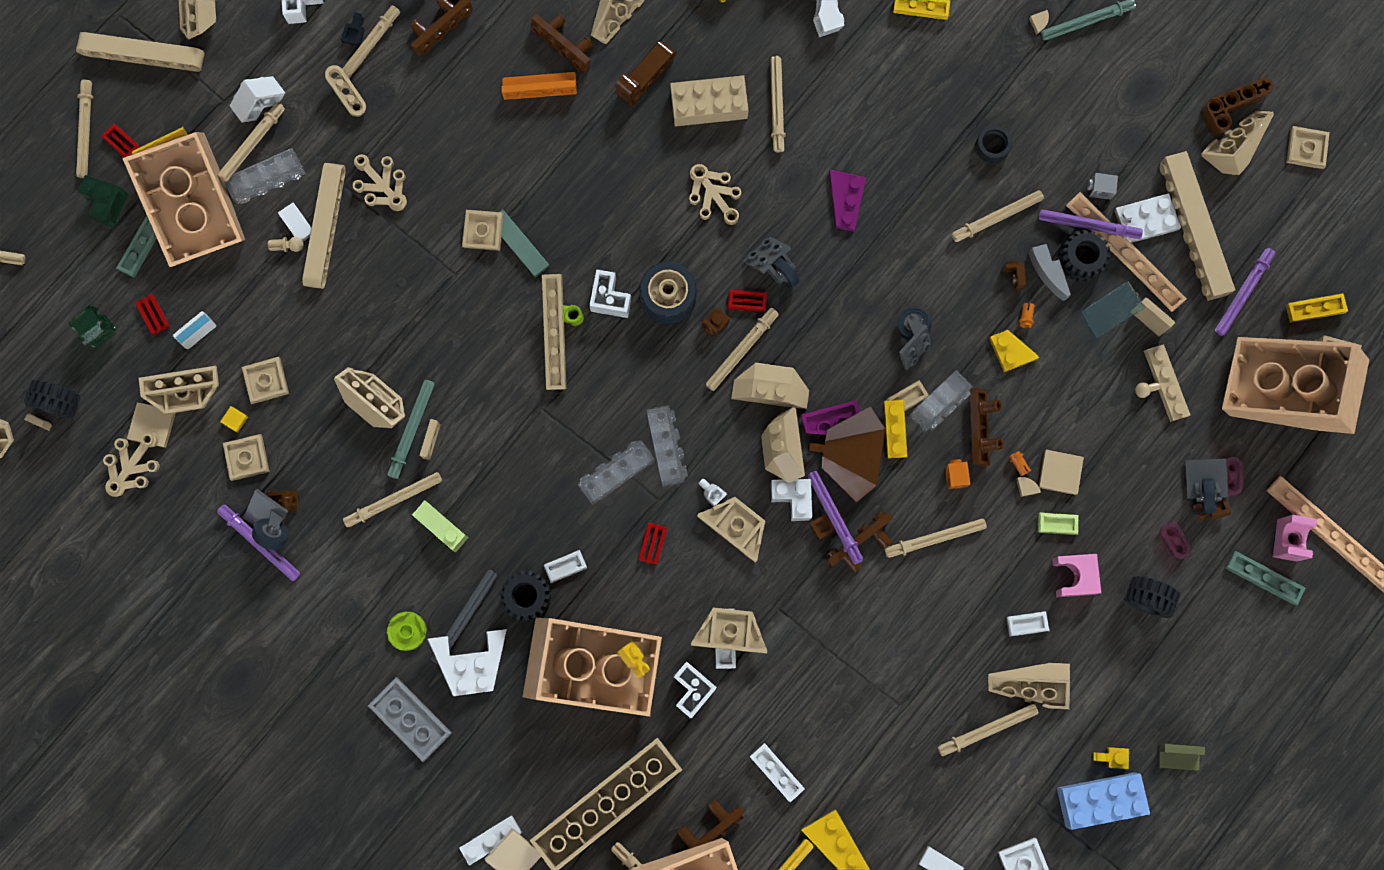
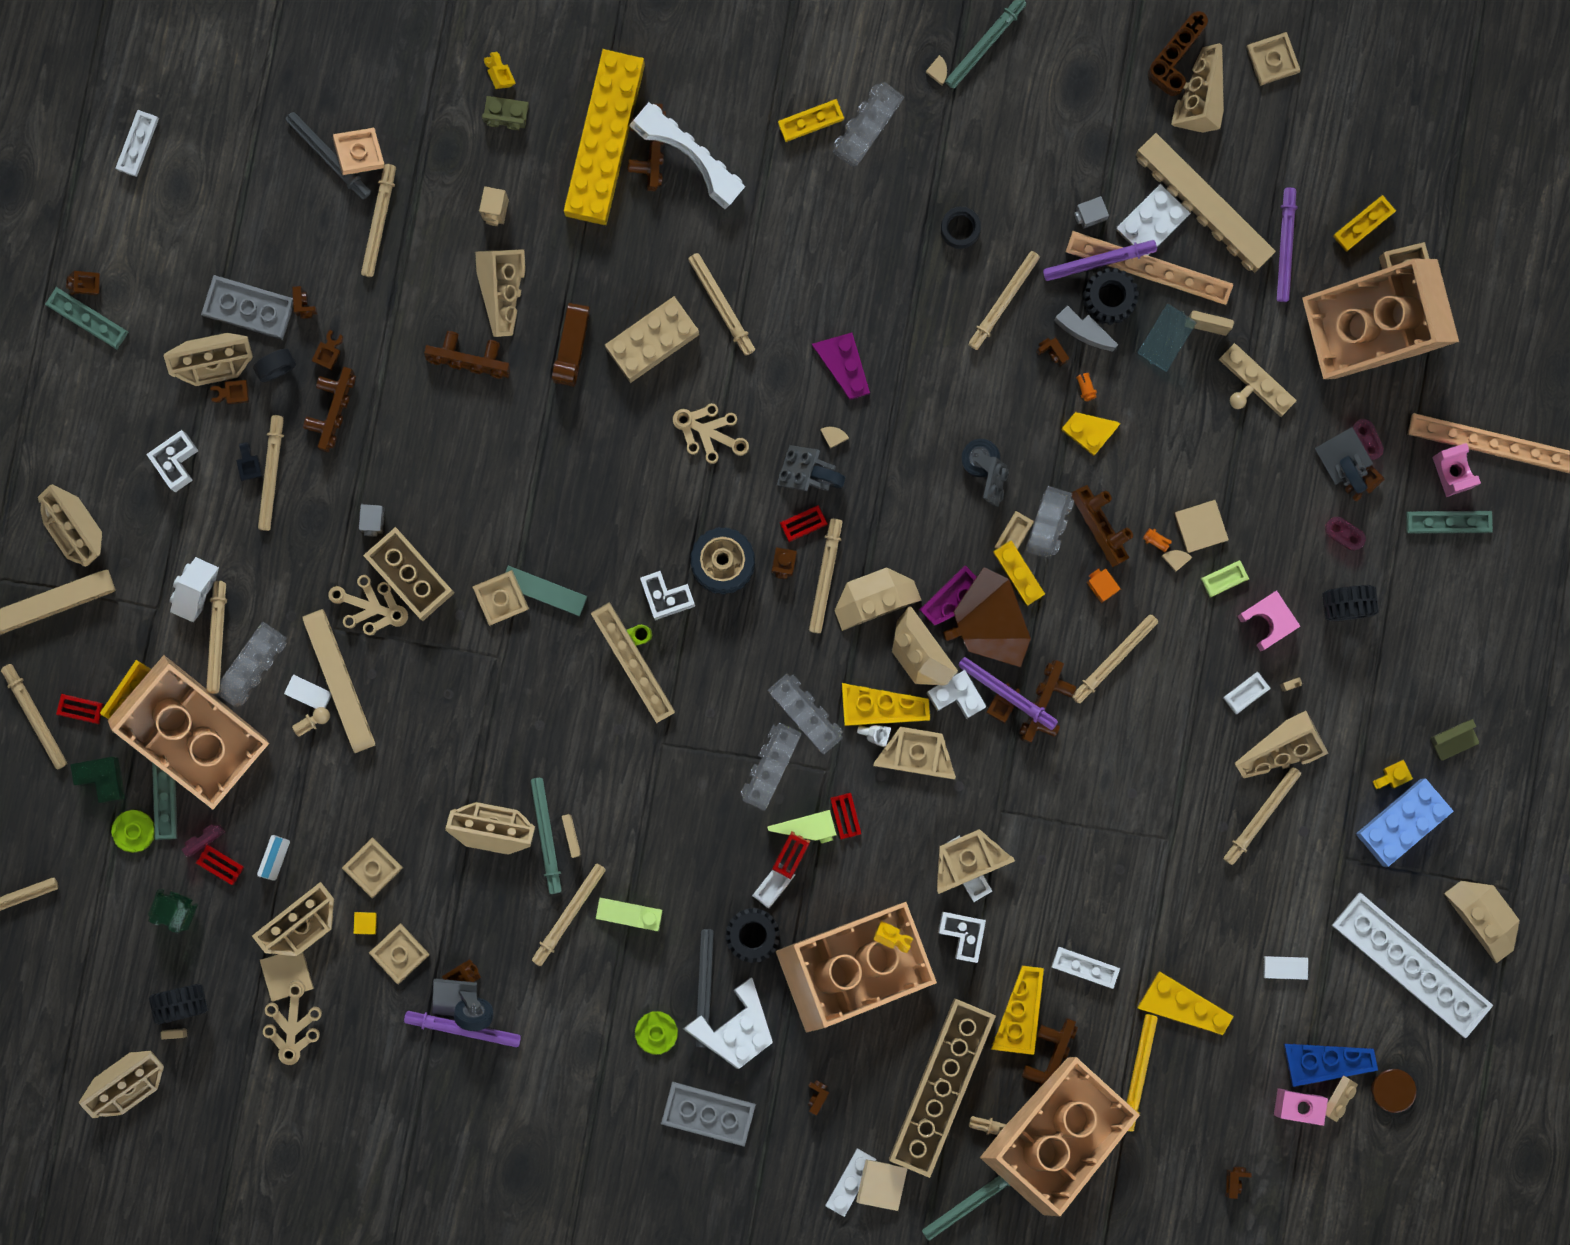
camera: 30 degrees left, 5 degrees up
(104, 253) = (133, 831): none -> lime tile
(144, 288) = (195, 844): none -> clear pink plate
(342, 83) = (288, 536): tan plate -> none
(420, 120) = (371, 519): none -> light grey brick
(423, 173) = (409, 574): none -> tan brick
(500, 757) = (817, 1100): none -> reddish brown bracket
(539, 85) = (470, 416): orange panel -> none
(604, 540) = (799, 839): none -> red tile
(621, 537) = (811, 827): none -> yellowish green slope
(701, 784) = (1020, 1019): none -> yellow wing
(724, 471) = (875, 706): none -> yellow wing
(808, 247) = (834, 436): none -> tan tile
(964, 30) = (868, 124): none -> clear brick
(1067, 636) = (1291, 684): none -> tan tile

